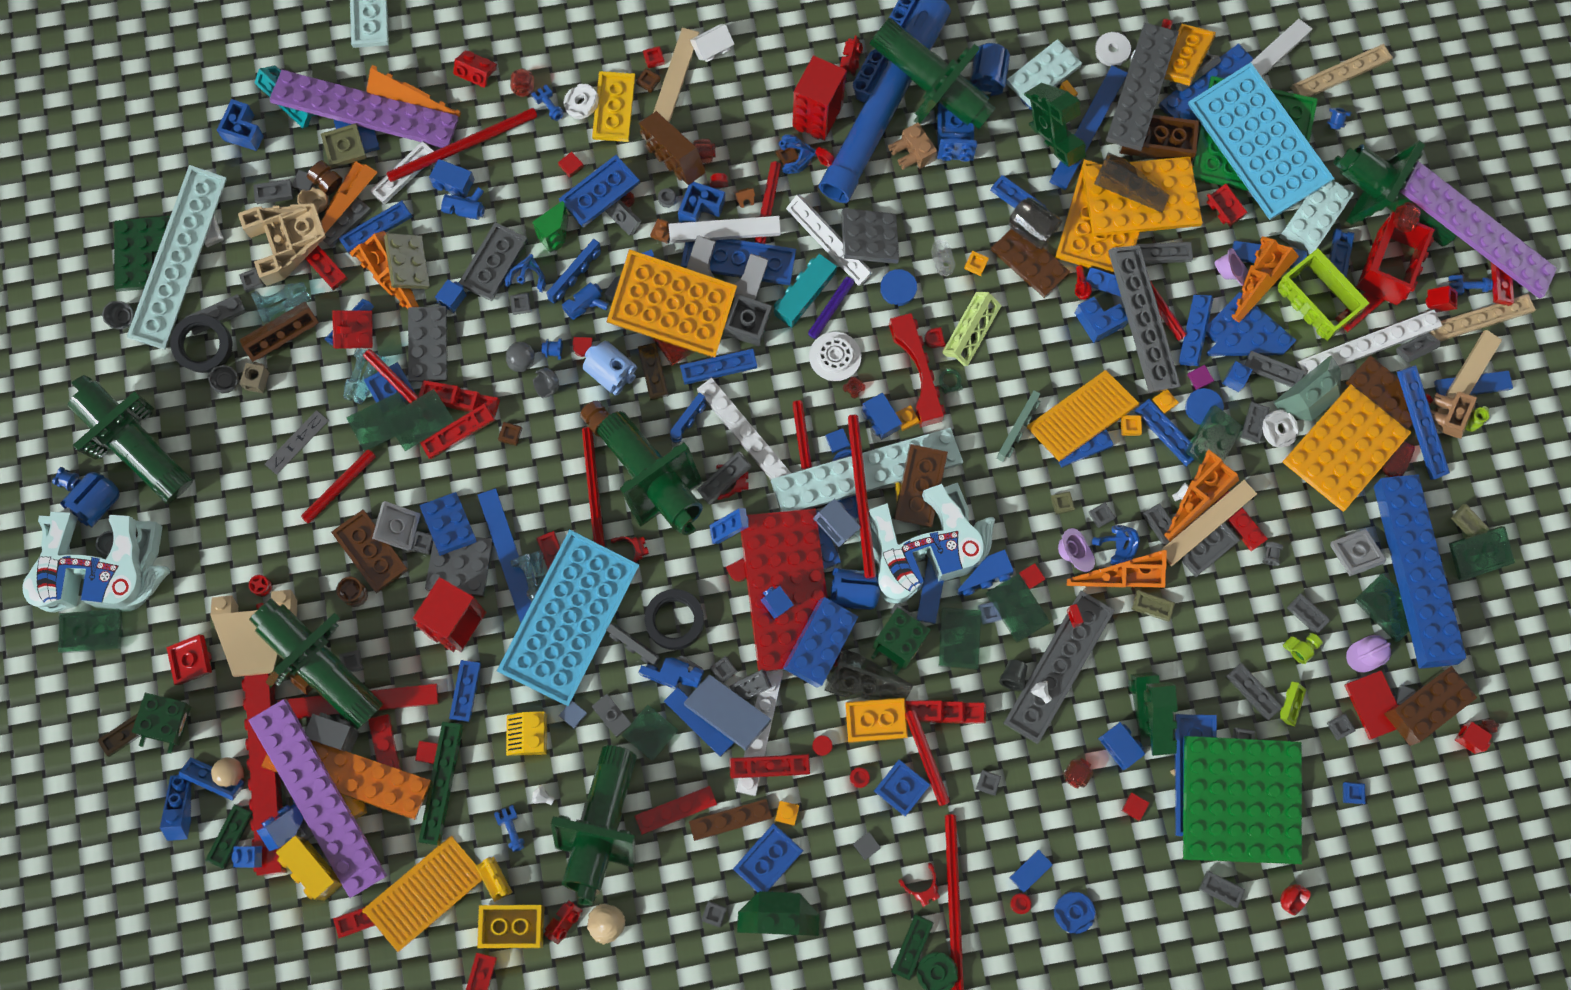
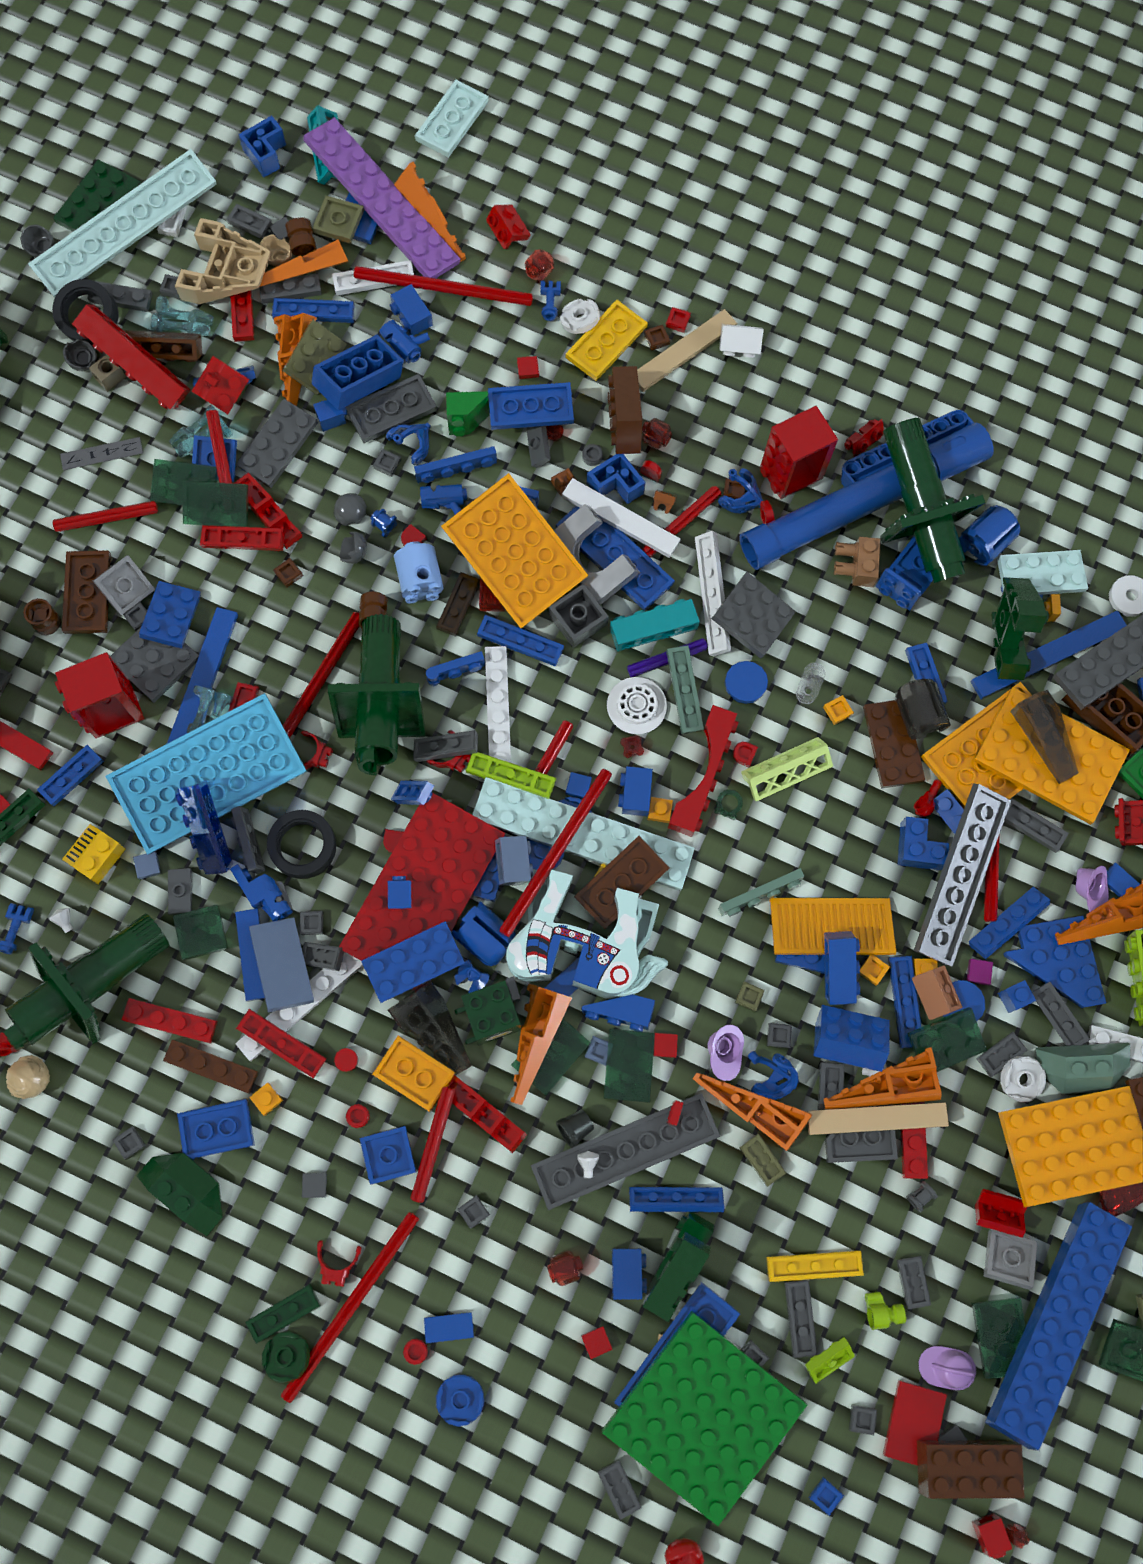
camera: 35 degrees right, 0 degrees up
(269, 353) = (131, 356): none -> red brick
(451, 250) = (357, 372): none -> blue brick
(600, 655) = (205, 828): none -> clear blue slope
(786, 465) = (511, 774): none -> lime plate
(861, 321) = (685, 689): none -> sand green plate
(871, 624) = (468, 971): none -> blue piece
(937, 614) = (542, 1021): none -> orange wedge
(1111, 438) = (841, 967): none -> blue brick
(1116, 673) = (676, 1199): none -> blue tile
(1152, 480) = (851, 1038): none -> blue brick
(1184, 411) = (937, 992): none -> nougat panel
(1237, 650) = (814, 1266): none -> yellow tile
(1330, 527) = (1000, 1213): none -> red bracket

